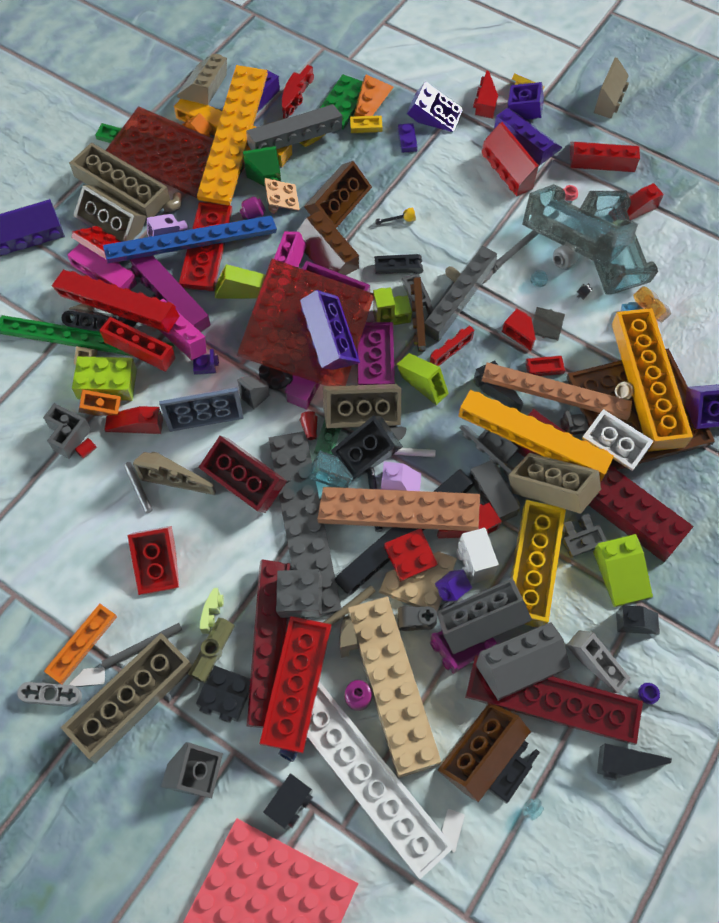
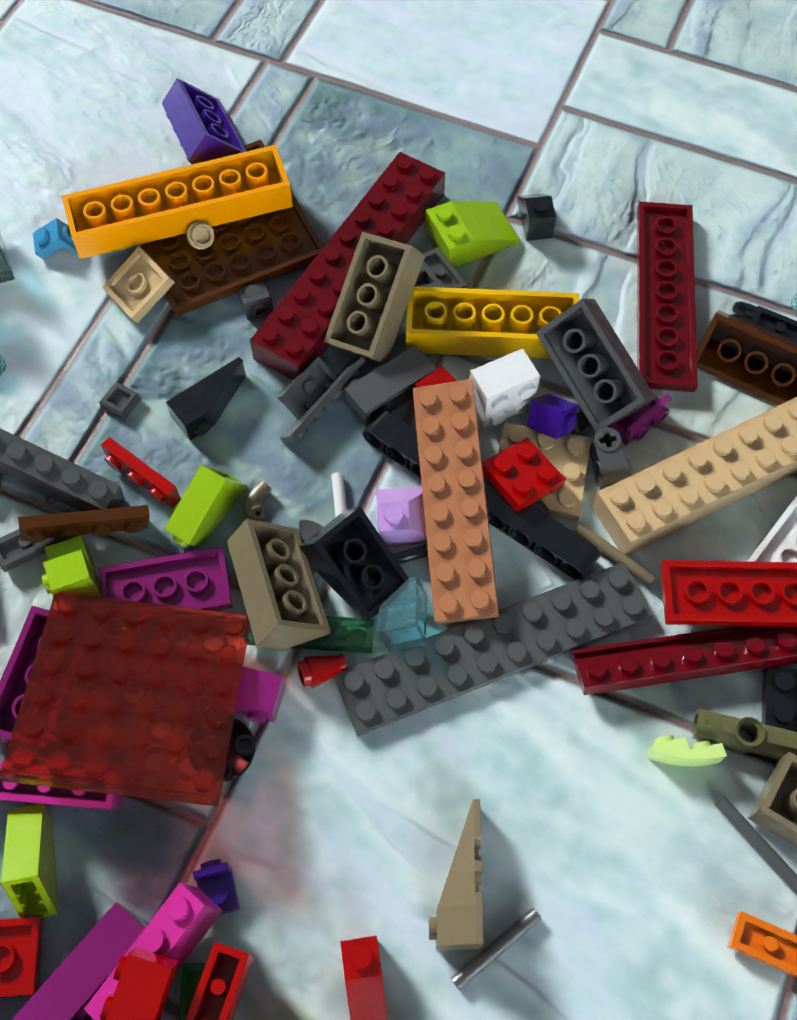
camera: 100 degrees left, 0 degrees up
(154, 559) = (624, 873): red slope -> none
(202, 409) = (323, 858): sand blue slope -> none
(242, 474) = (444, 752): dark red brick -> none
(253, 390) = (270, 775): dark grey slope -> none
(299, 593) = (629, 613): dark grey brick -> none
(329, 330) = (154, 644): dark purple slope -> none
(347, 637) = (670, 539): dark tan slope -> none
(361, 688) = (743, 514): magenta head -> none
(422, 405) = (253, 501): none -> dark tan arm
(506, 342) = (120, 400): none -> dark grey tile
(520, 329) = (94, 377): red slope -> none
(523, 660) = (642, 326): dark grey slope -> none
(532, 433) = (302, 331): light orange brick -> none
(545, 366) = (158, 345): red tile -> none
(548, 323) = (76, 350): clear smoke piece -> none
(556, 391) = (211, 321): nougat plate -> none
(583, 291) = (14, 301): black plate -> none
(589, 355) = (138, 284): none -> tan plate
(598, 659) = (599, 251): light grey slope -> none
(618, 439) = (290, 232): white slope -> none
(620, 762) = (717, 214): black slope -> none
(649, 299) = (36, 213): clear orange brick -> none
(649, 693) = (623, 199): dark purple plate -> none

